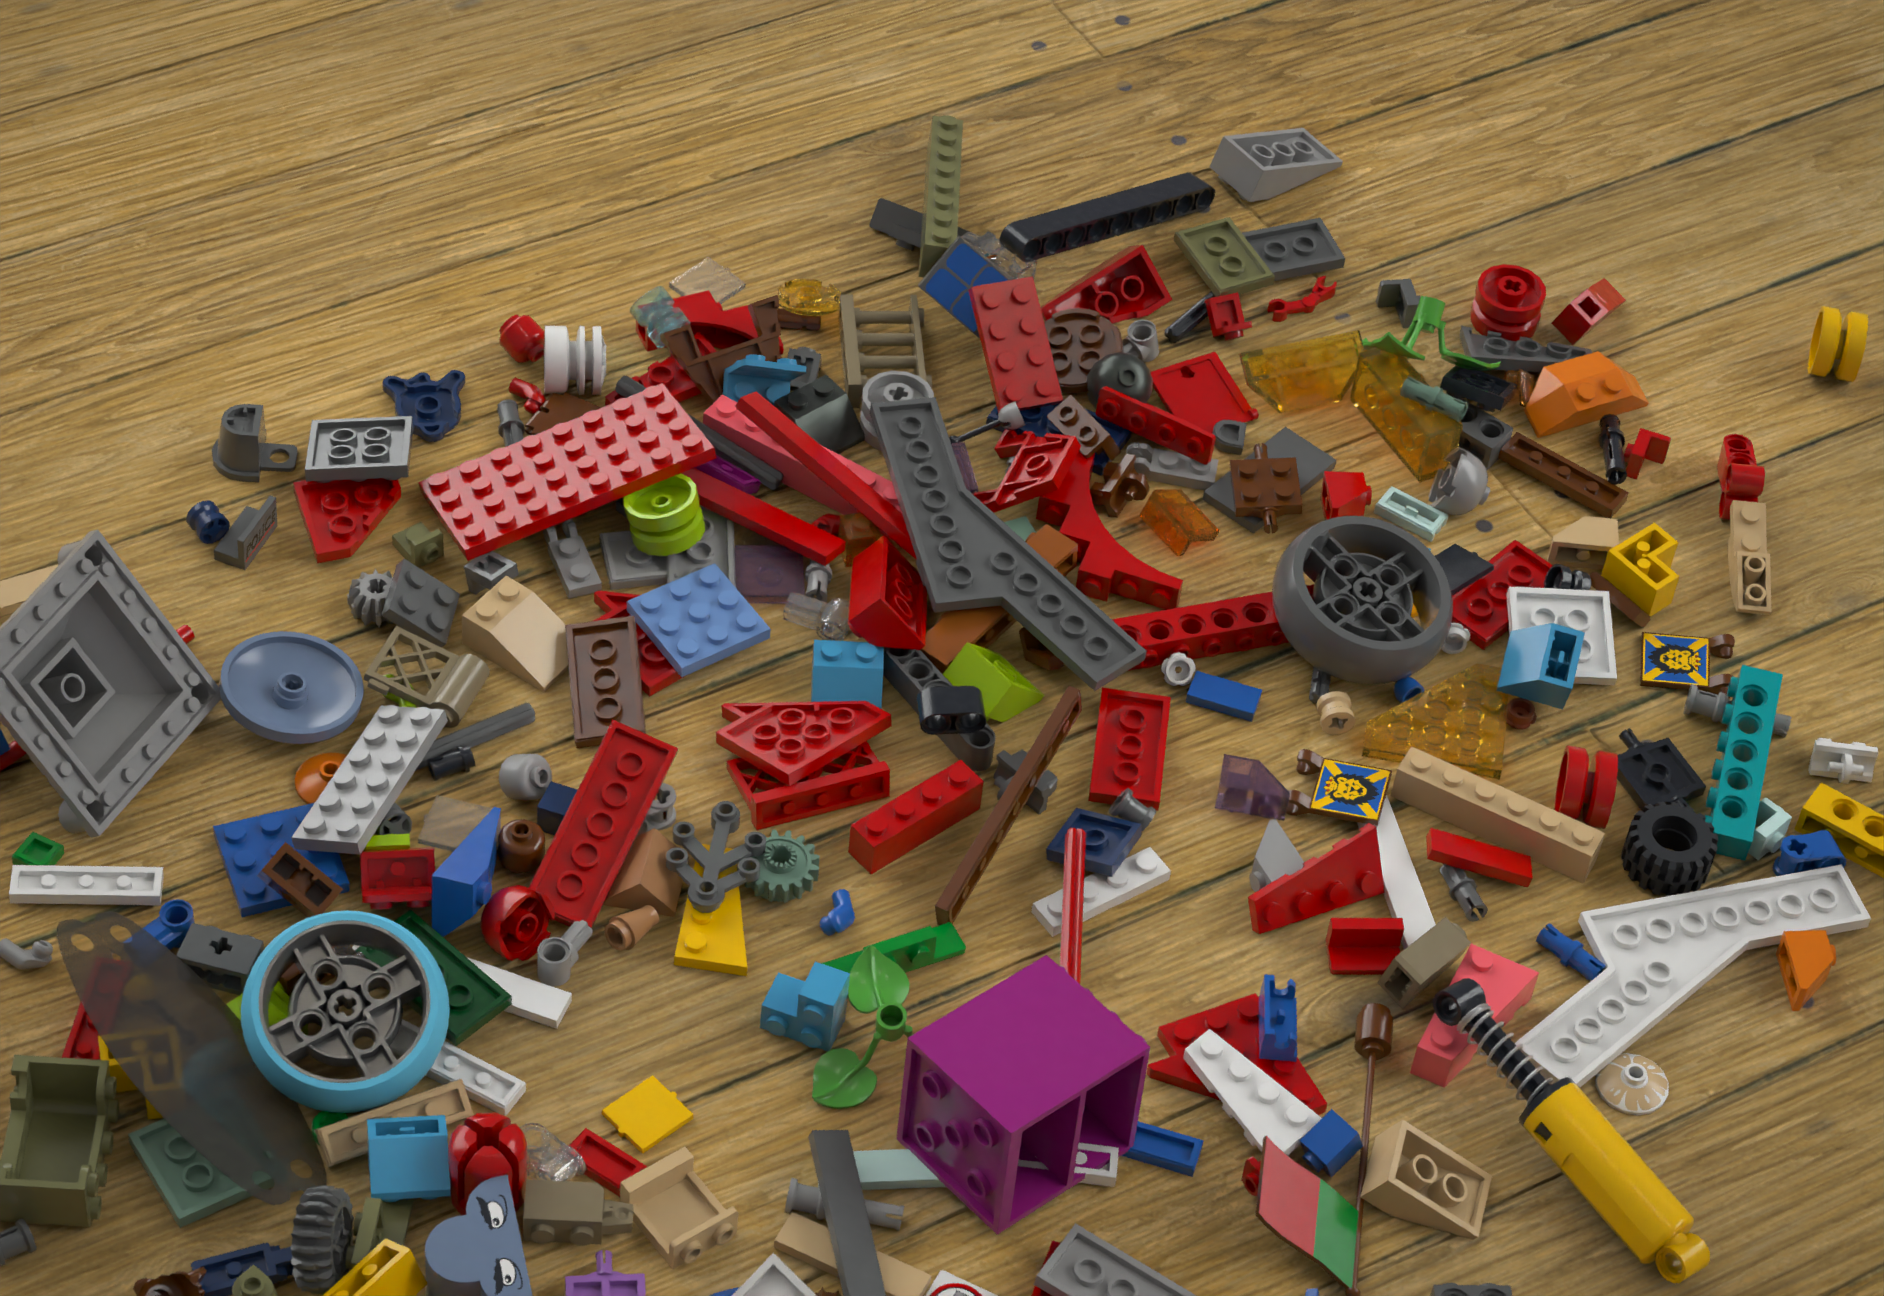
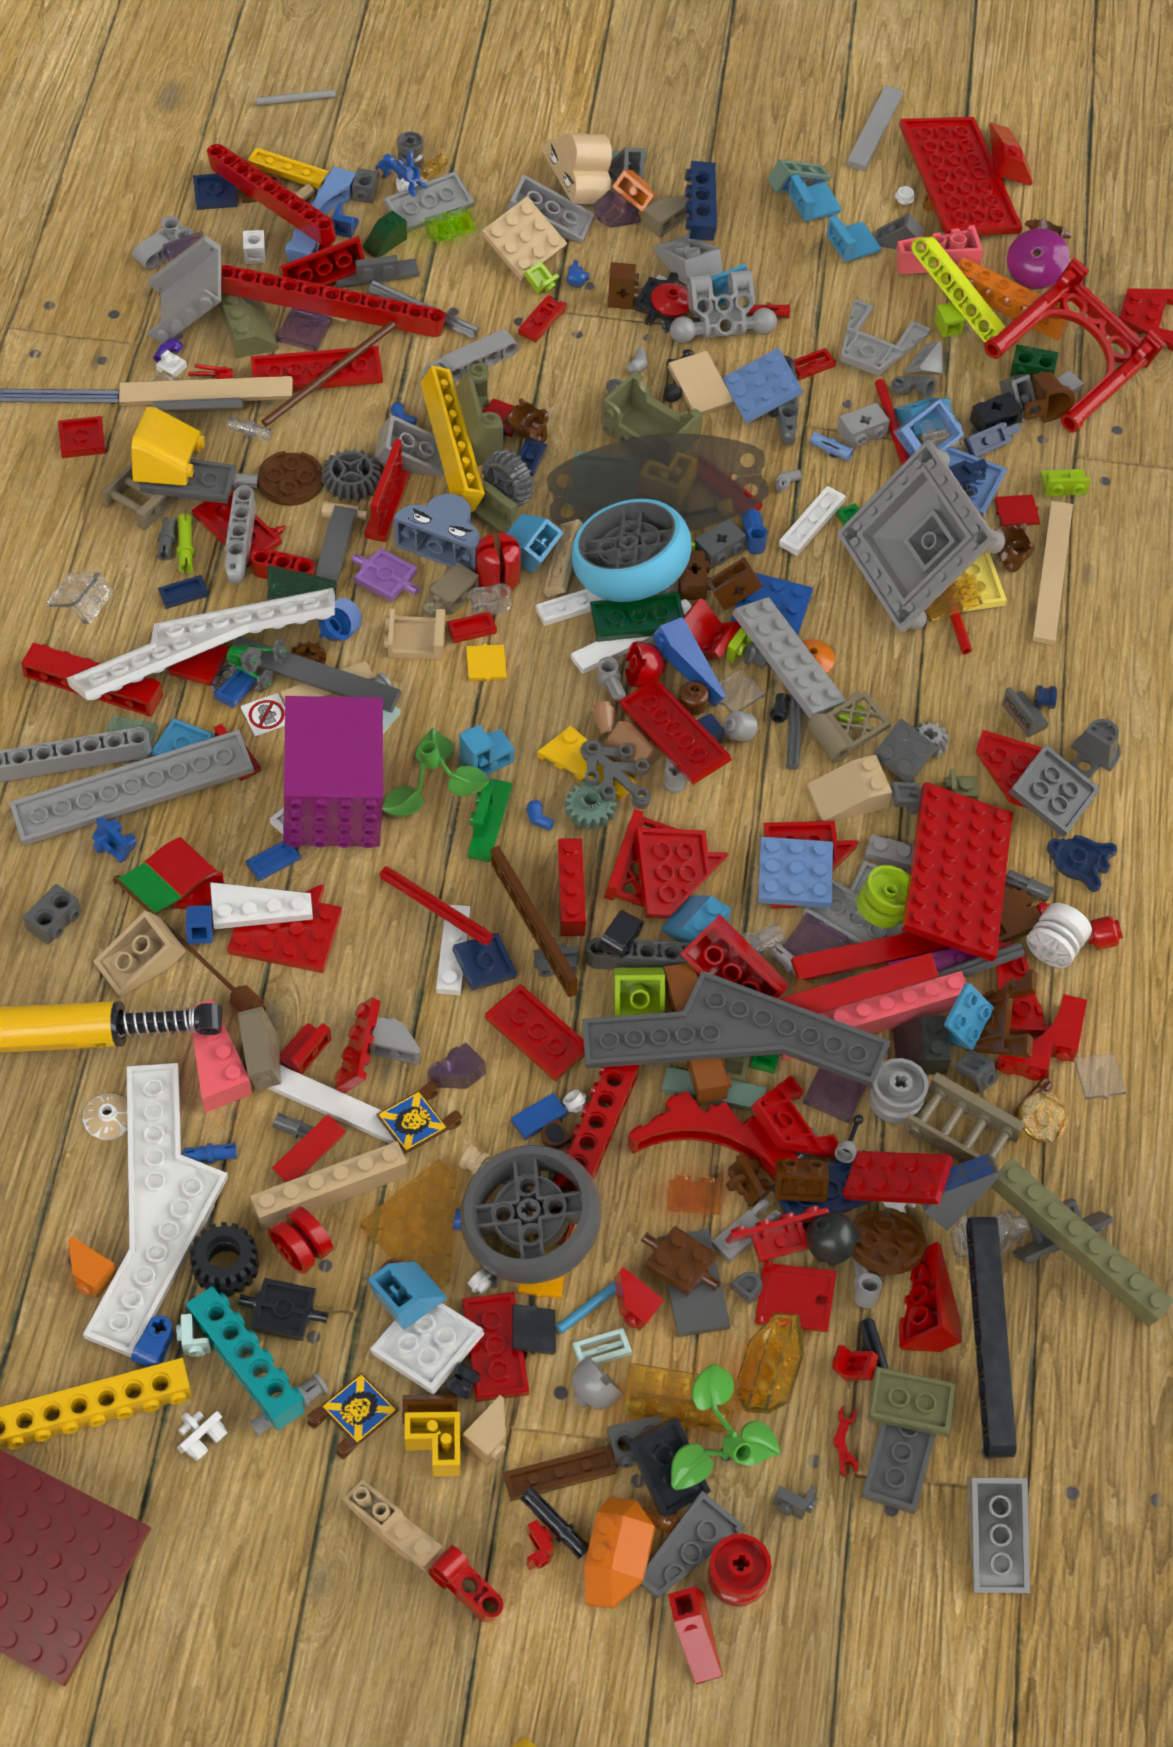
camera: 130 degrees right, 10 degrees up
(291, 687) = (882, 659): sand blue dish -> none
(604, 678) = (784, 805): reddish brown tile -> none
(657, 313) = (1059, 990): clear light blue wheel -> none
(1131, 809) = (488, 994): dark grey bush -> none
(1232, 668) = (555, 1135): none -> tile
(1277, 1021) = (288, 949): blue hinge -> none
(1434, 399) = (655, 1383): sand green pin -> none

